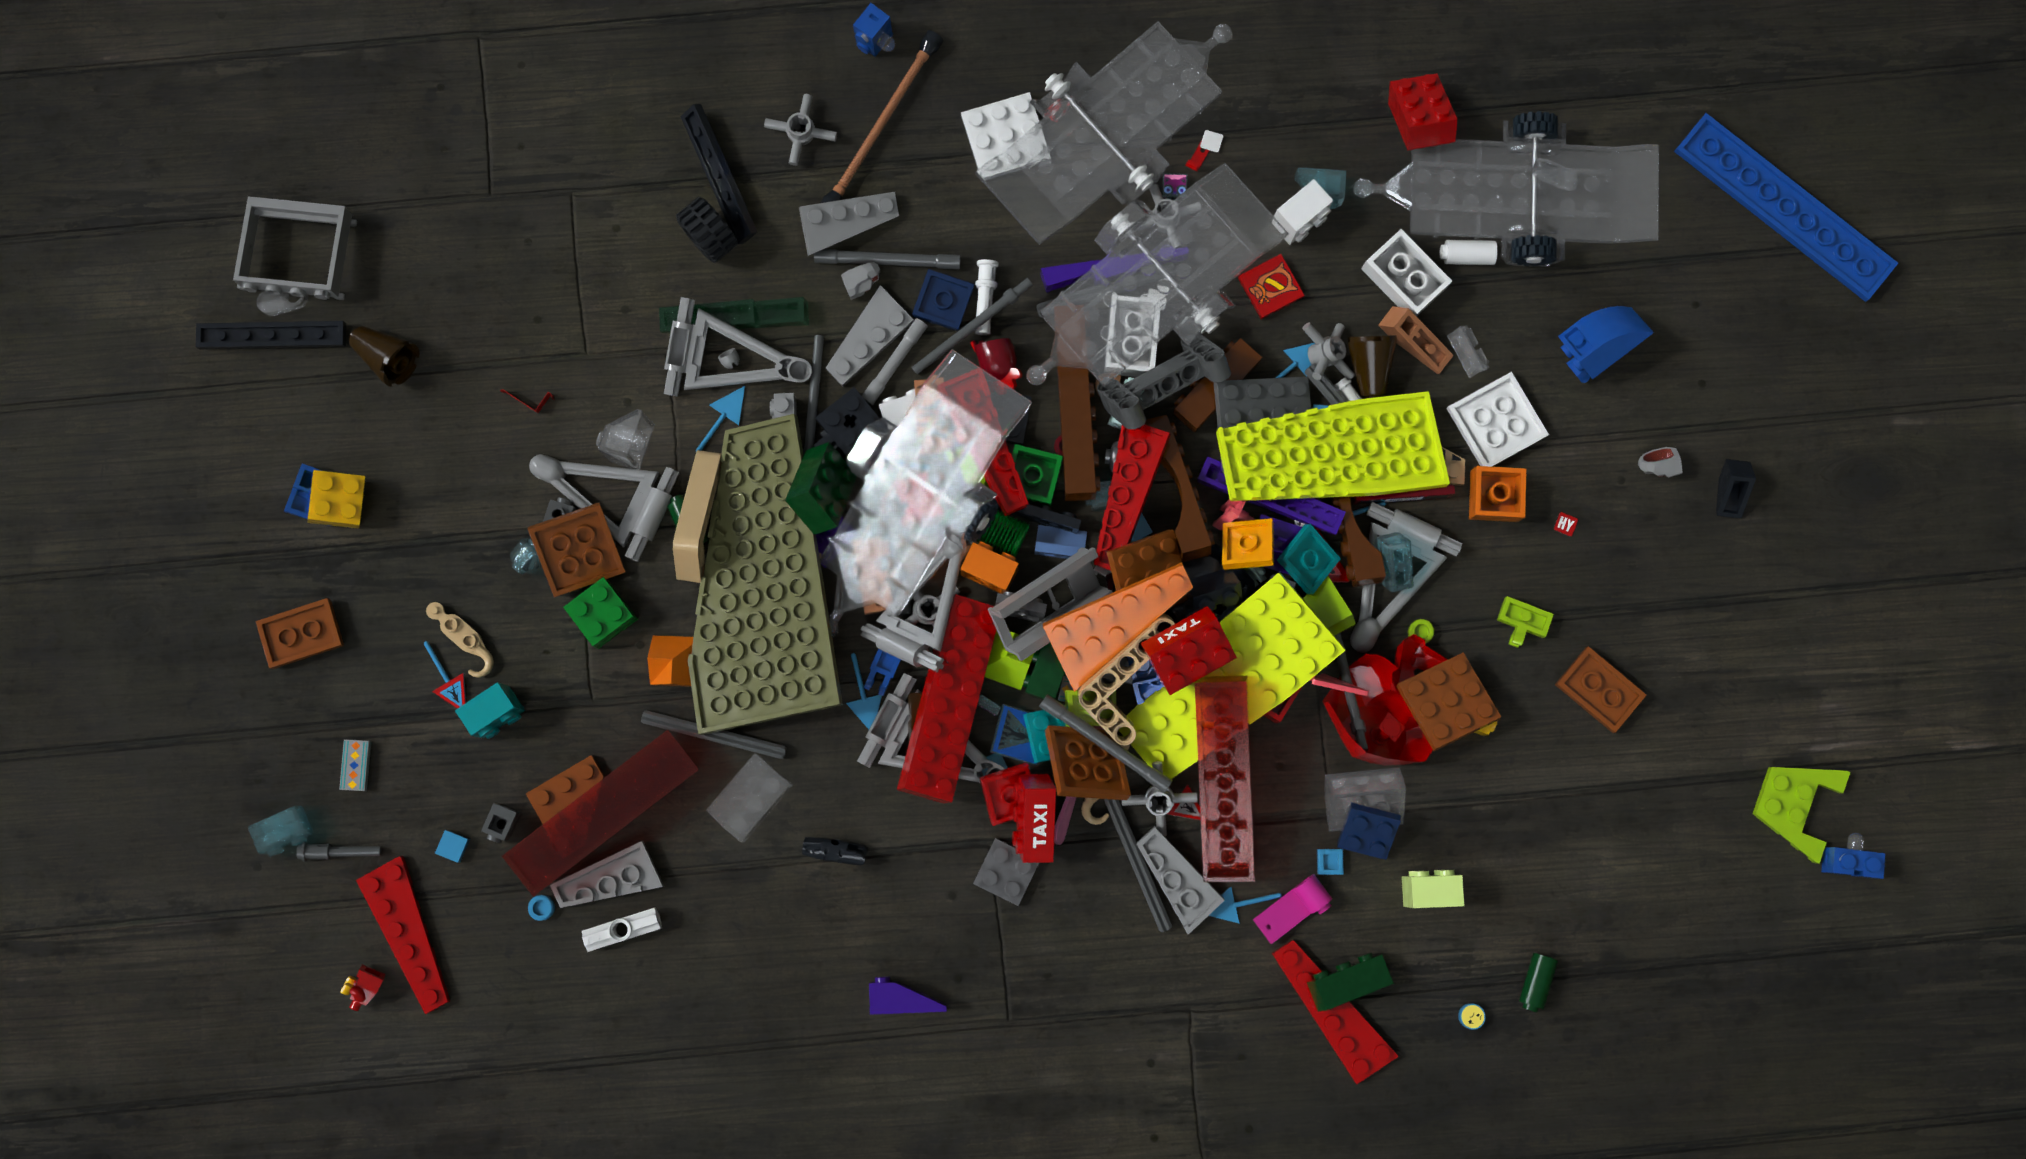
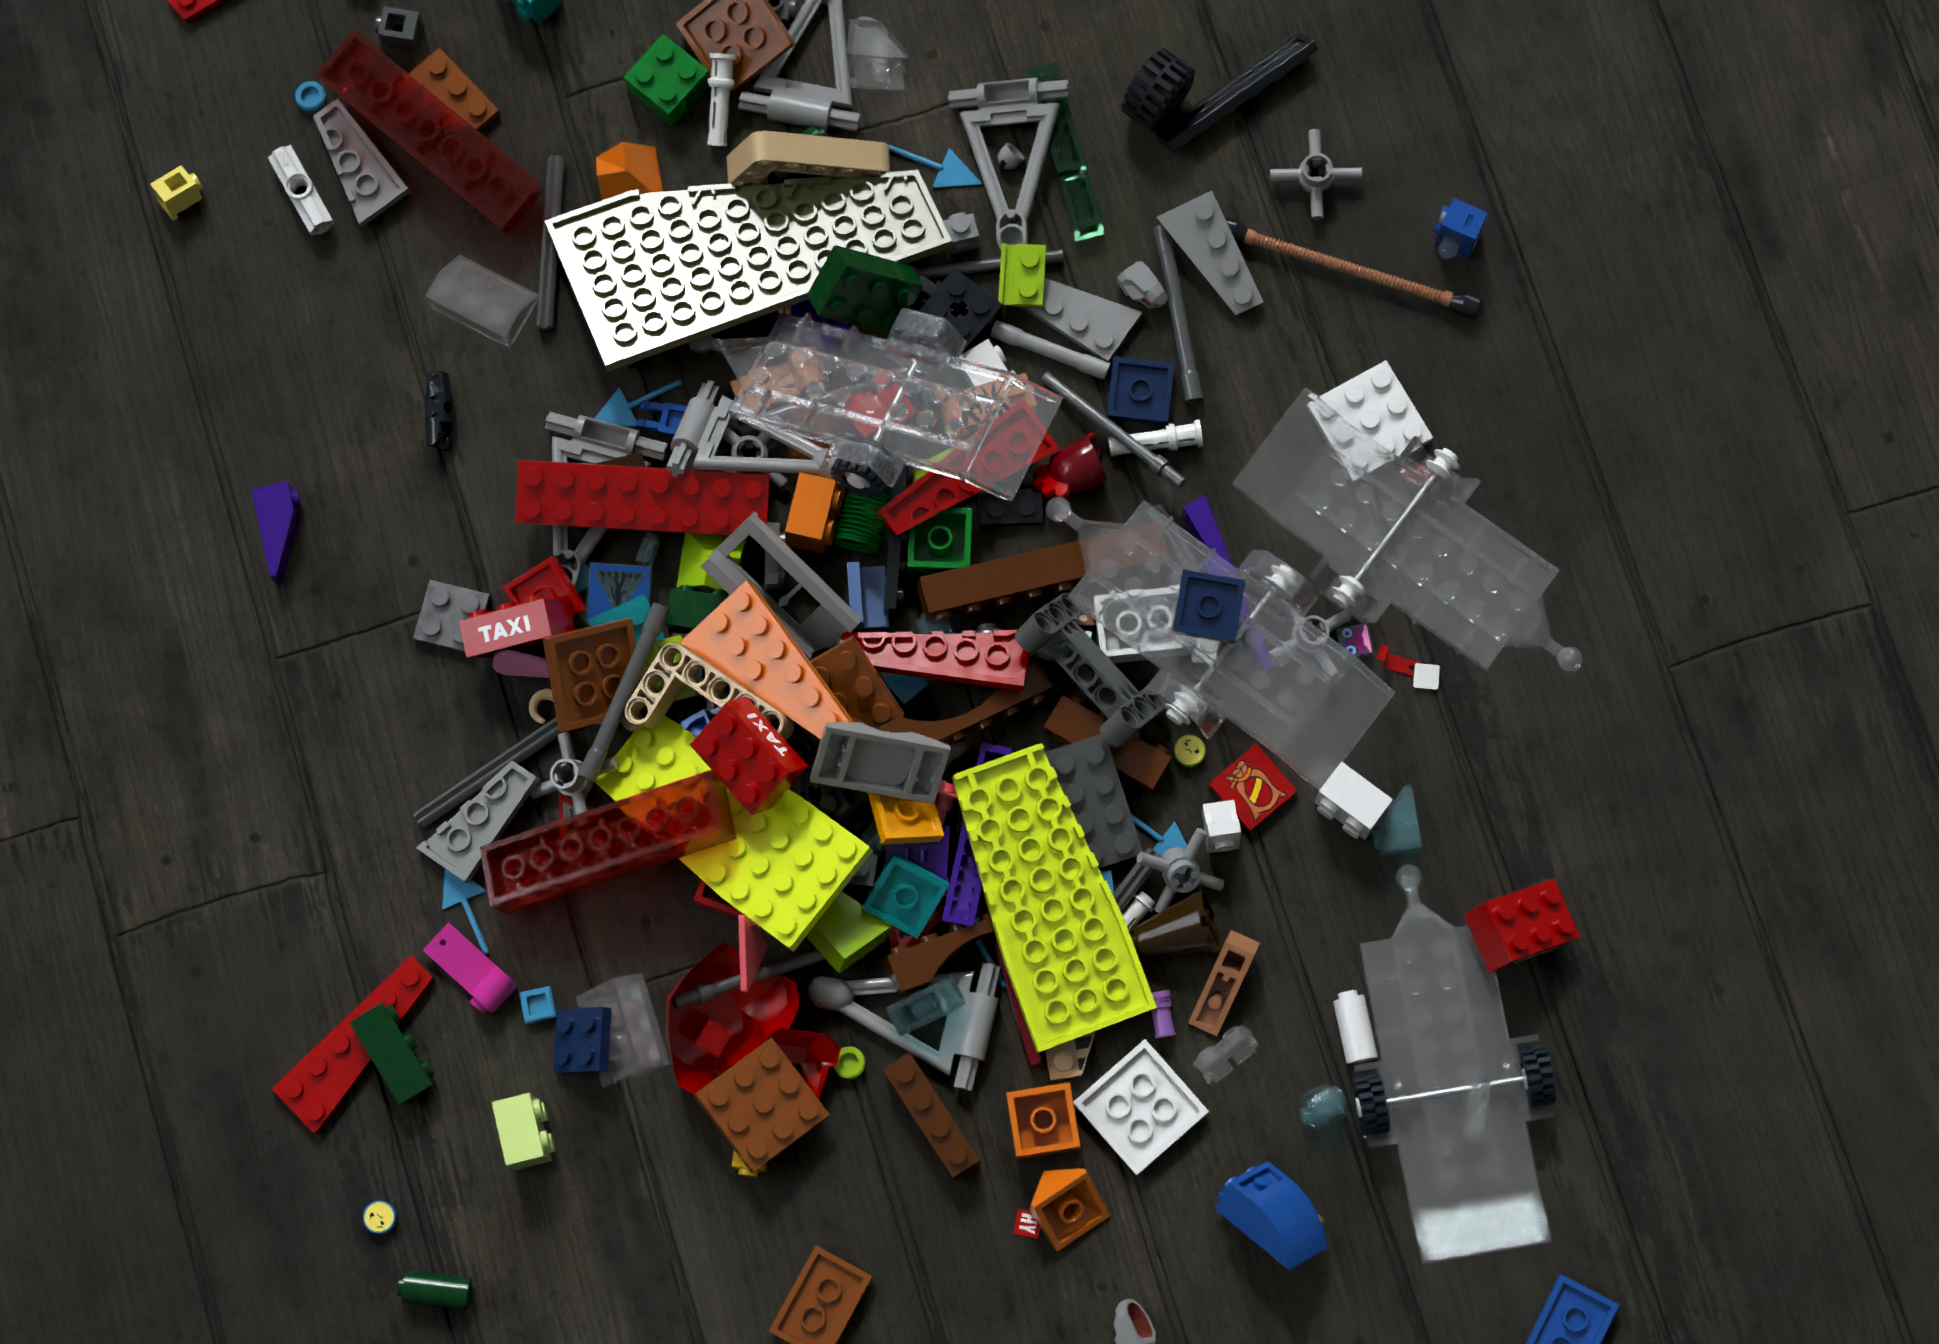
camera: 85 degrees right, 5 degrees down
(598, 1032) = (177, 191): none -> light yellow brick
(617, 570) = (720, 85): none -> white pin
(832, 367) = (1022, 275): none -> lime plate
(1140, 278) = (1208, 606): none -> dark blue plate
(1213, 550) = (880, 761): none -> light grey slope
(1233, 326) = (1189, 750): none -> light yellow tile
(1301, 311) = (1222, 826): none -> white brick
(1406, 273) = (1303, 950): white brick -> none
(1436, 391) = (1162, 1014): none -> medium lavender pin
(1476, 576) = (931, 1116): none -> reddish brown brick
(1523, 288) = (1322, 1107): none -> clear light blue head
(1524, 619) = (891, 1189): lime plate -> none
(1562, 491) = (1067, 1205): none -> orange slope

